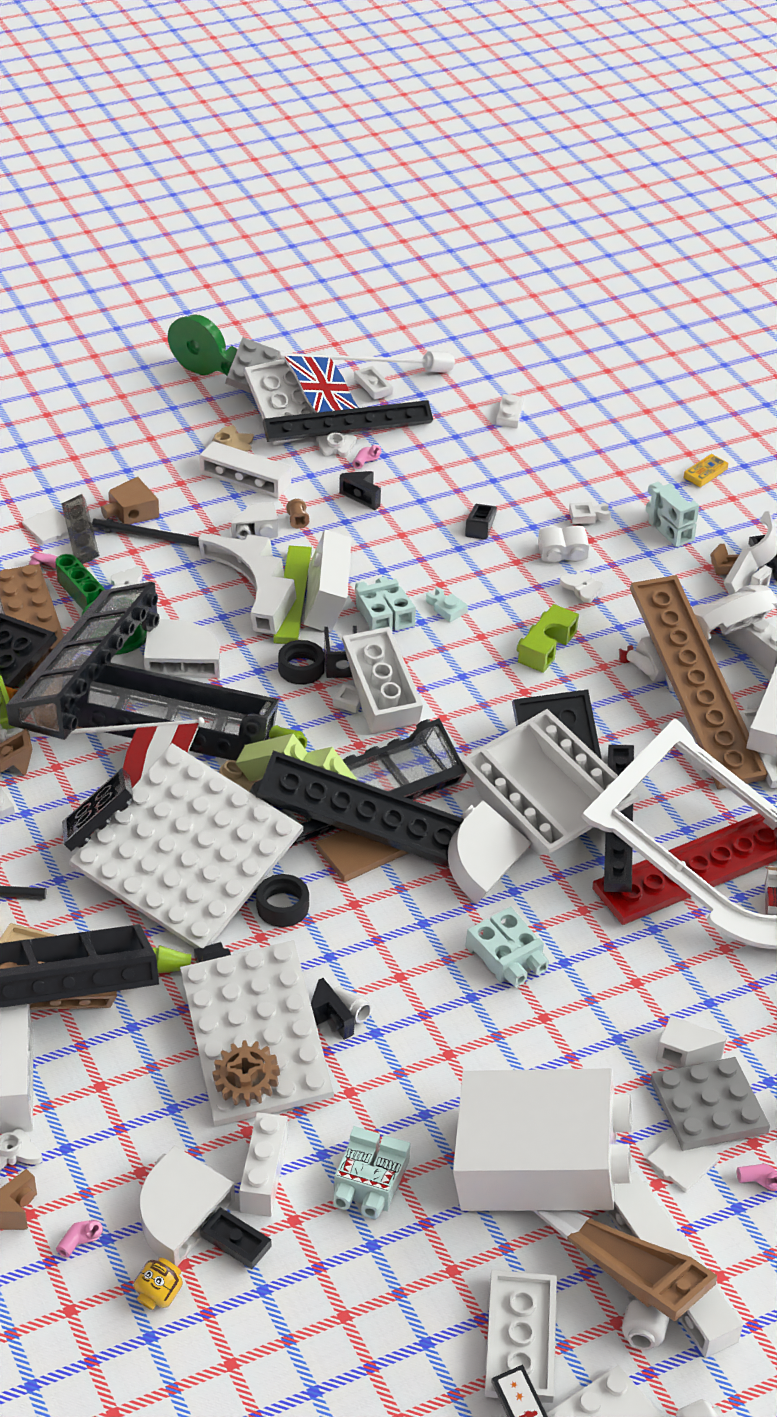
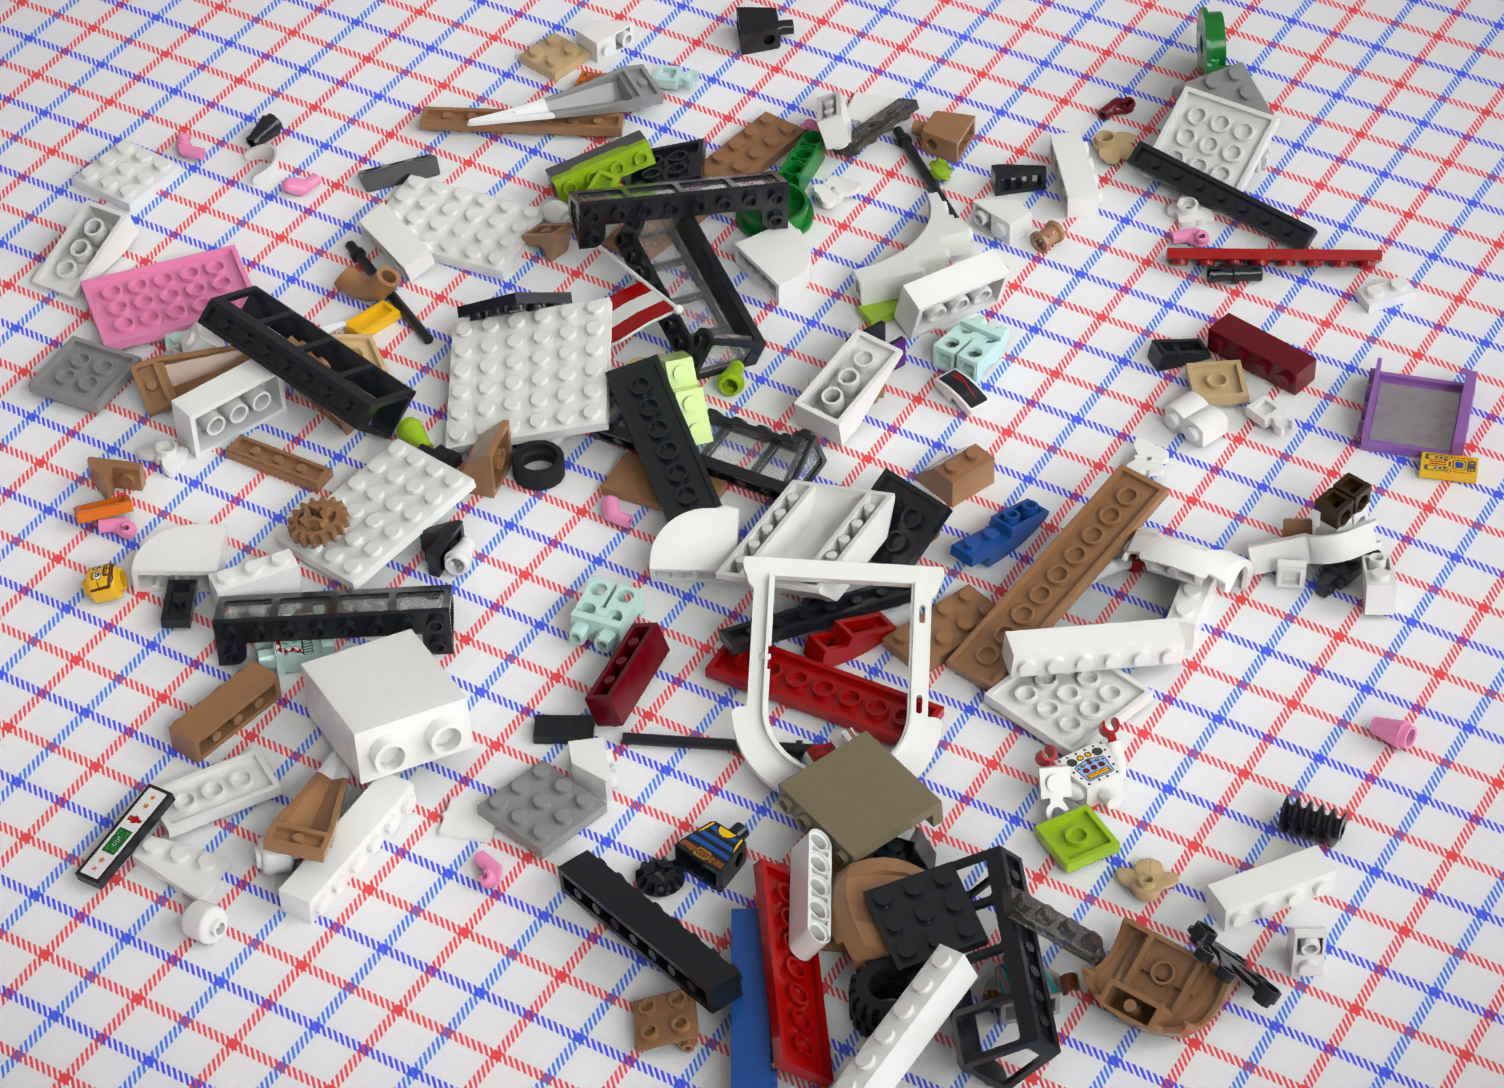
camera: 60 degrees right, 0 degrees up
(45, 1236) = (103, 509): none -> orange tile
(62, 538) = (834, 120): none -> white brick
(103, 1072) = (279, 463): none -> medium nougat tile
(166, 523) = (940, 169): none -> lime plate
(192, 417) = (1117, 106): none -> dark red arm
(218, 496) = (1009, 171): none -> black slope
(254, 920) = (489, 460): none -> medium nougat slope
(301, 674) = (835, 325): black tyre -> none
(325, 386) = (1241, 142): flag -> none
(360, 488) = (1133, 254): black slope -> none
(365, 1130) = (333, 616): none -> black window
(373, 382) = (1315, 185): white plate -> none
(380, 885) = (612, 514): none -> bright pink arm
(416, 632) = (961, 388): none -> slope
(419, 1273) = (225, 711): none -> medium nougat brick
(423, 437) = (1285, 257): none -> red plate
(426, 456) = (1234, 273): none -> black pin
(448, 606) = (1024, 390): light aqua plate -> none
(511, 677) = (959, 474): none -> medium nougat slope
(524, 484) = (1262, 353): none -> dark red brick
(530, 516) = (1218, 382): none -> tan plate
(539, 645) = (1059, 464): lime arch -> none
(600, 966) = (627, 674): none -> dark red brick
(603, 694) = (1002, 536): none -> blue slope
(619, 1042) = (562, 728): none -> black tile
(646, 453) = (1415, 414): none -> panel
(652, 817) = (848, 638): none -> red slope
(672, 513) = (1320, 464): light aqua hips -> none
(677, 782) = (950, 625): none -> medium nougat plate
(700, 965) = (797, 749): none -> black bar
(744, 522) = (1343, 505): none -> dark brown hips

